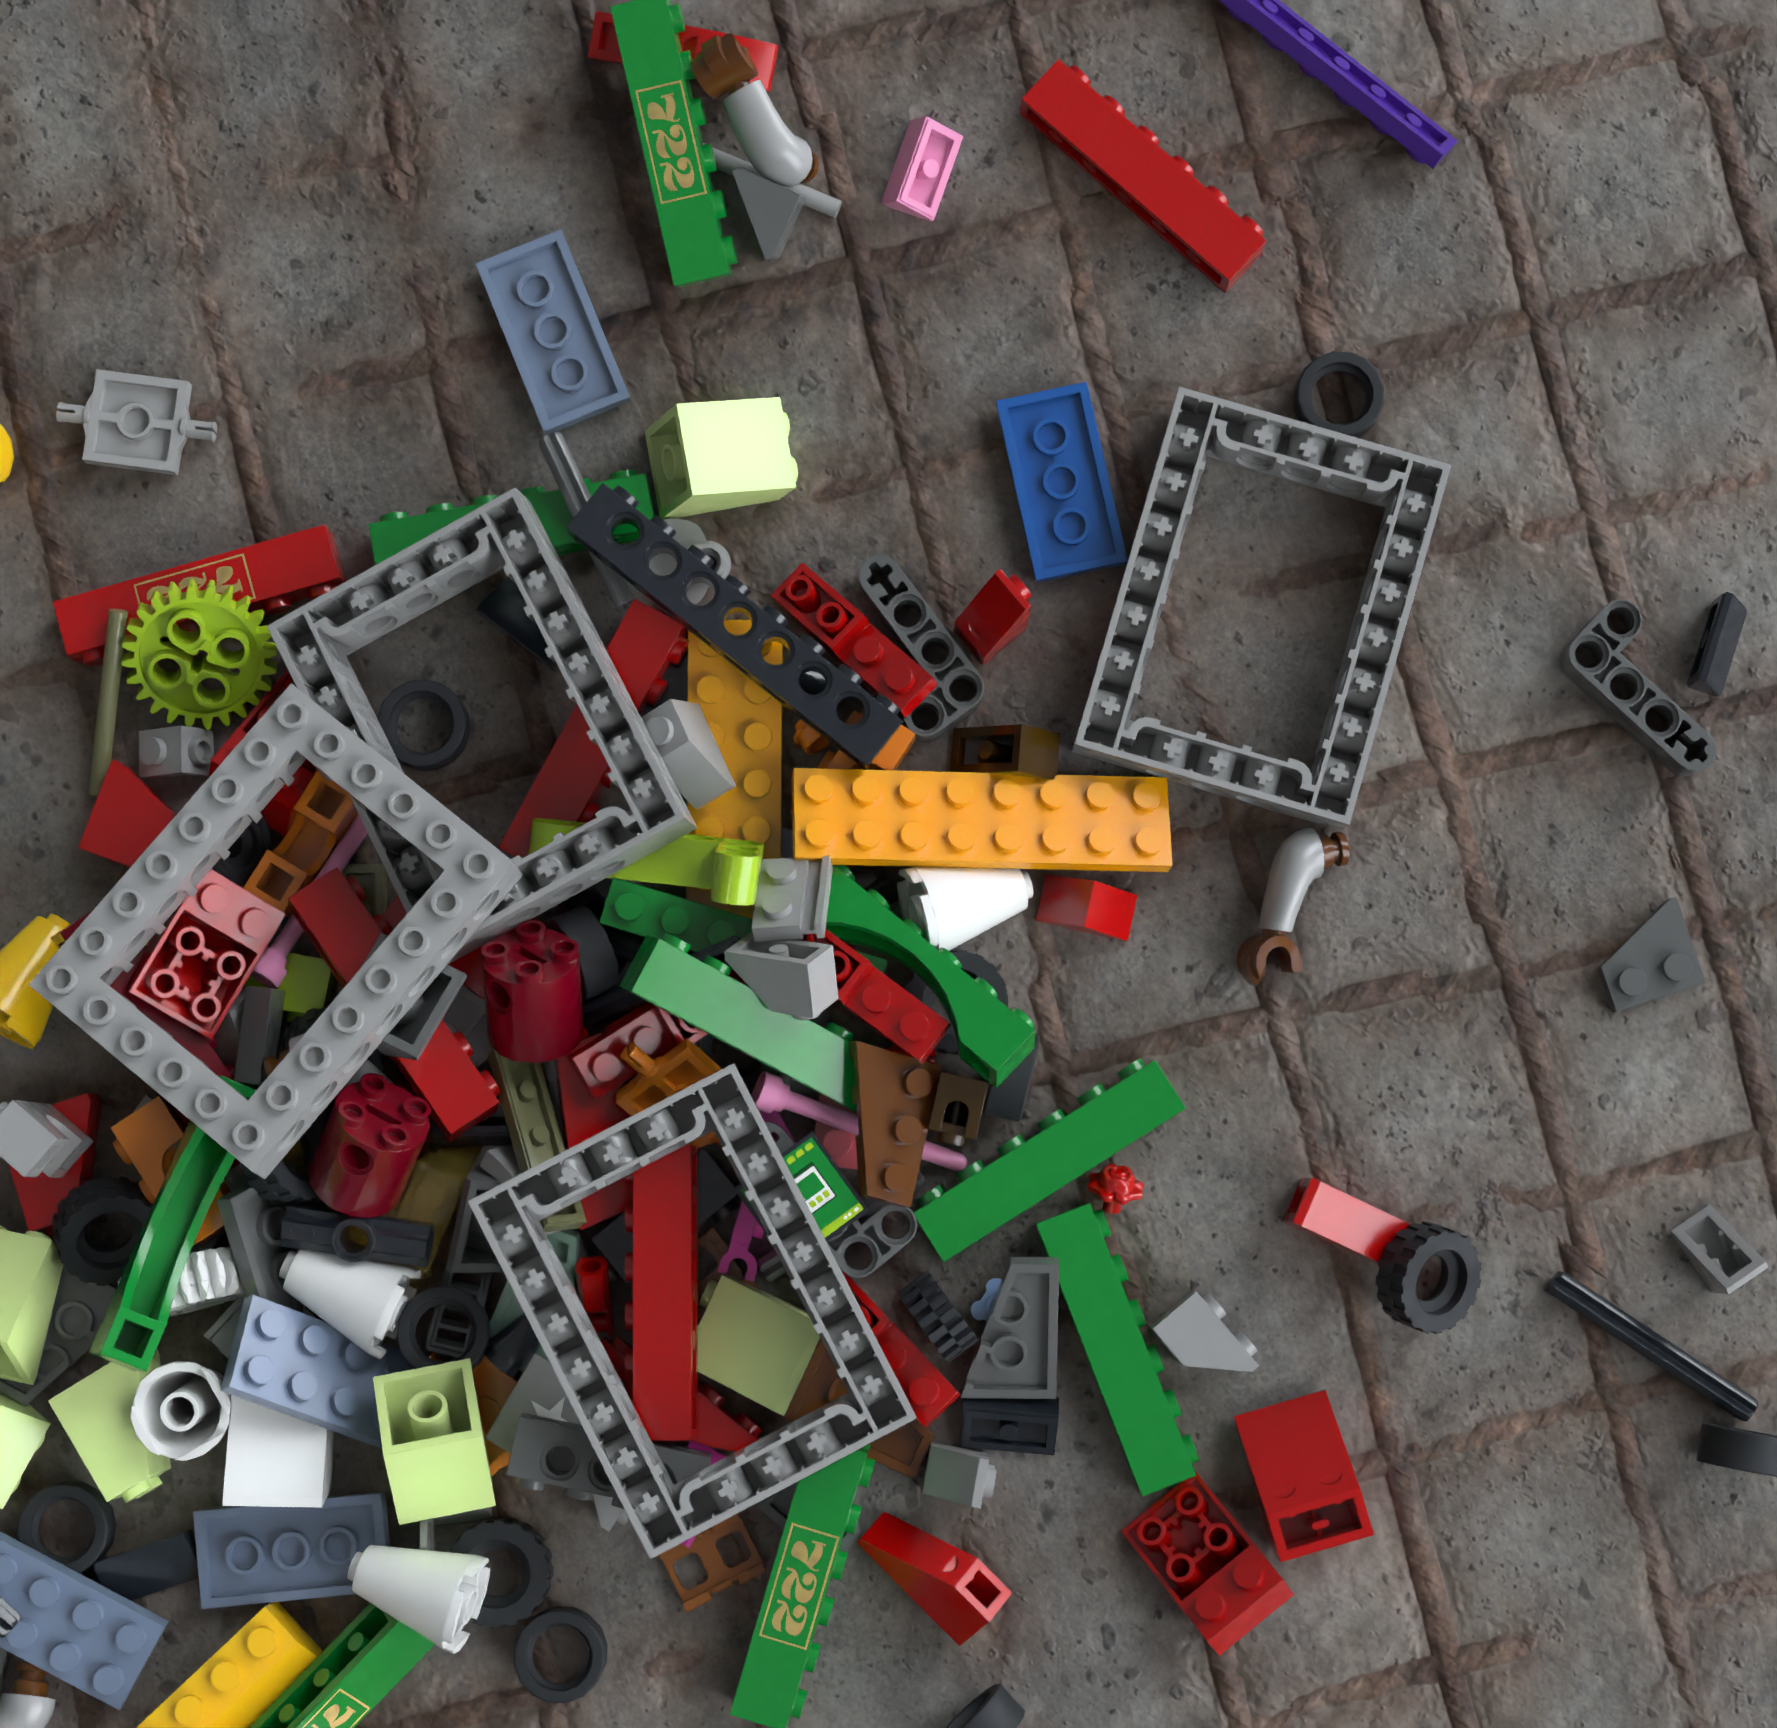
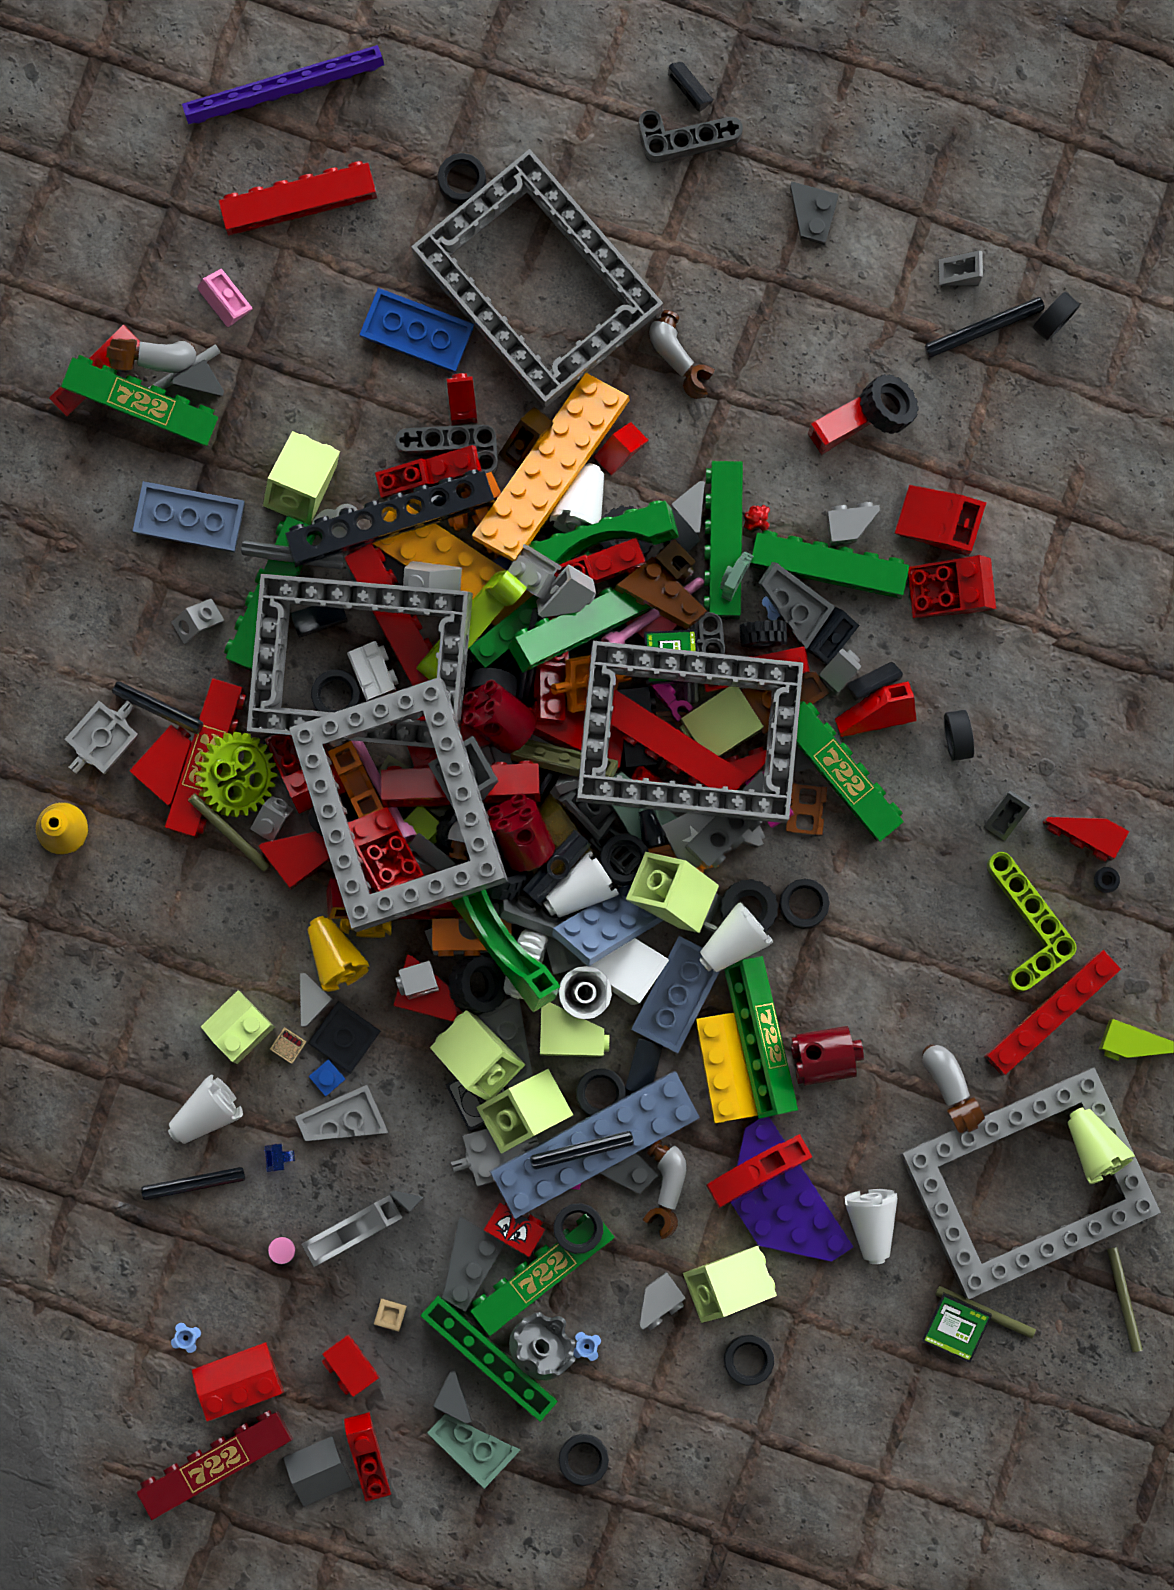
camera: 65 degrees left, 0 degrees up
(152, 536) = (164, 763): none -> red slope
(230, 474) = (157, 707): none -> black axle
(408, 447) = (198, 618): none -> light grey bracket
(494, 757) = (372, 671): none -> white brick
(982, 1215) = (734, 575): none -> sand green wing
(983, 1537) = (874, 680): none -> black slope
(1062, 1073) = (690, 506): none -> light grey slope

